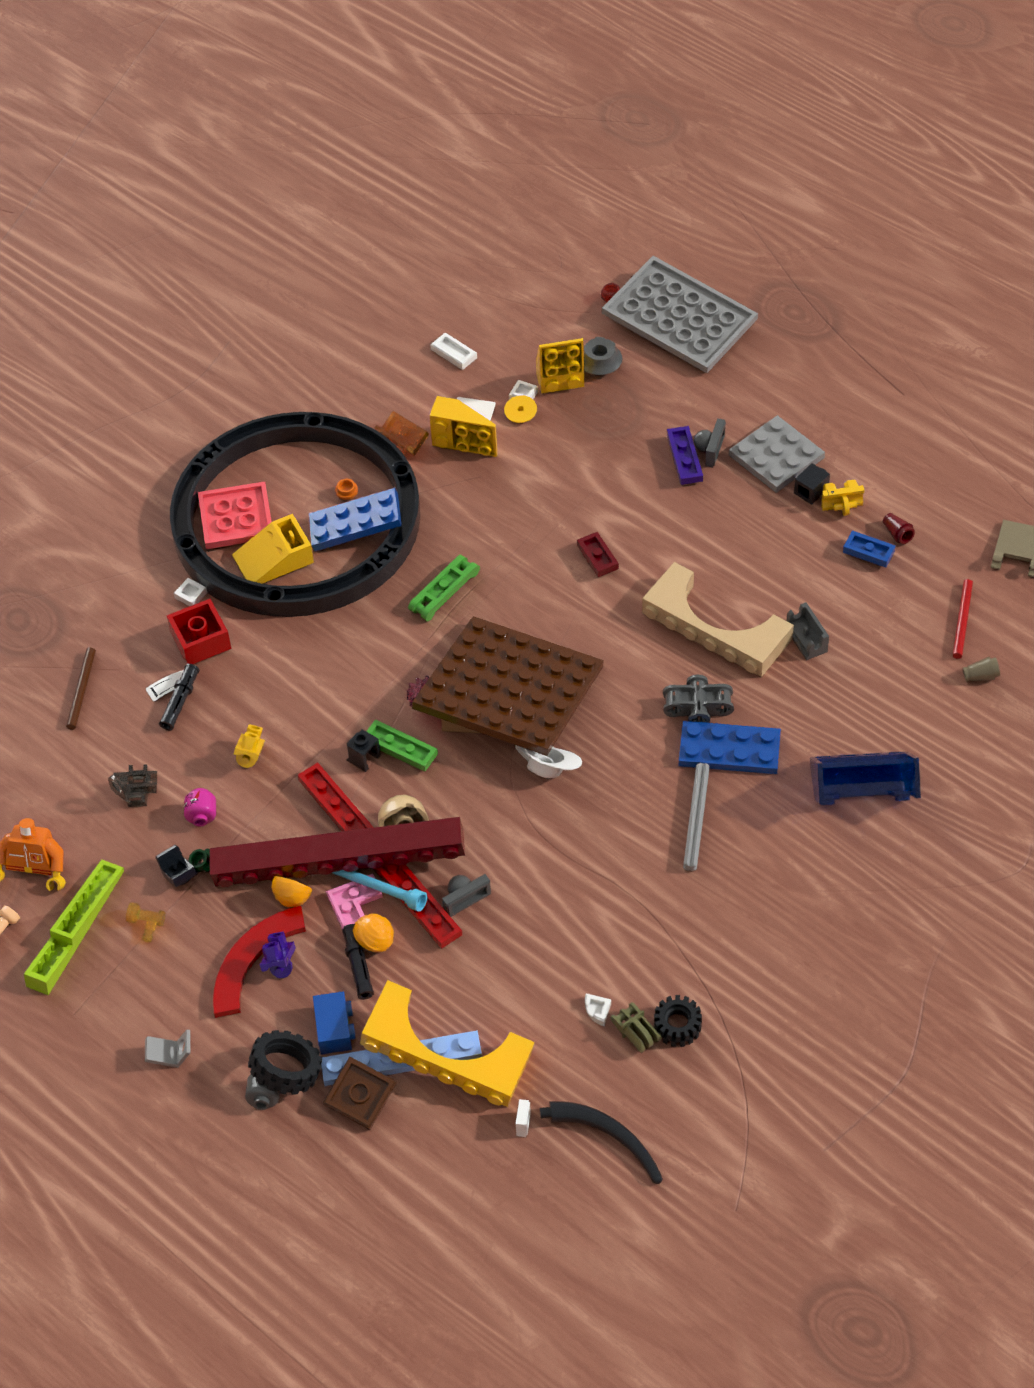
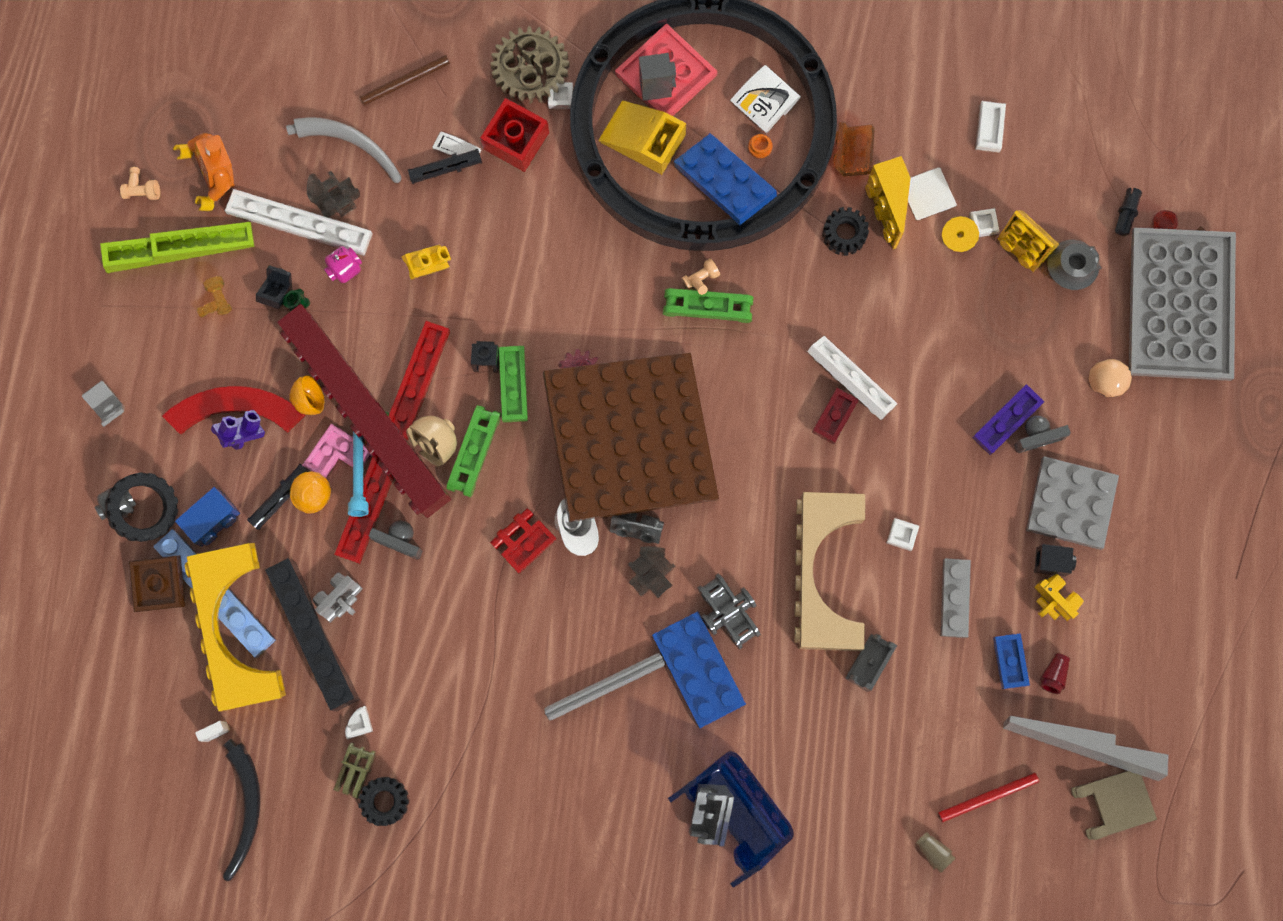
camera: 55 degrees right, 25 degrees up
(63, 768) = (325, 127): none -> light grey animal
(129, 827) = (298, 221): none -> white tile
(148, 595) = (514, 78): none -> dark tan gear
(239, 510) = (656, 76): none -> dark grey brick
(312, 467) = (765, 98): none -> slope
(417, 570) = (695, 279): none -> light nougat piece
(432, 798) = (473, 450): none -> bright green plate
(459, 463) = (849, 217): none -> black tyre
(482, 960) = (339, 599): none -> light grey hips
(542, 806) = (527, 546): none -> red plate
(544, 998) = (320, 655): none -> black arch
(566, 530) = (852, 377): none -> white plate
(585, 726) = (647, 530): none -> dark grey hinge
(586, 308) = (1128, 211): none -> black axle
(624, 740) = (654, 578): none -> clear smoke piece
(700, 382) = (1110, 378): none -> light nougat hair
(722, 564) = (902, 534): none -> white tile
(795, 558) = (955, 598): none -> light grey plate
(852, 789) = (711, 814): none -> dark grey hinge
(966, 534) = (1093, 745): none -> light grey slope

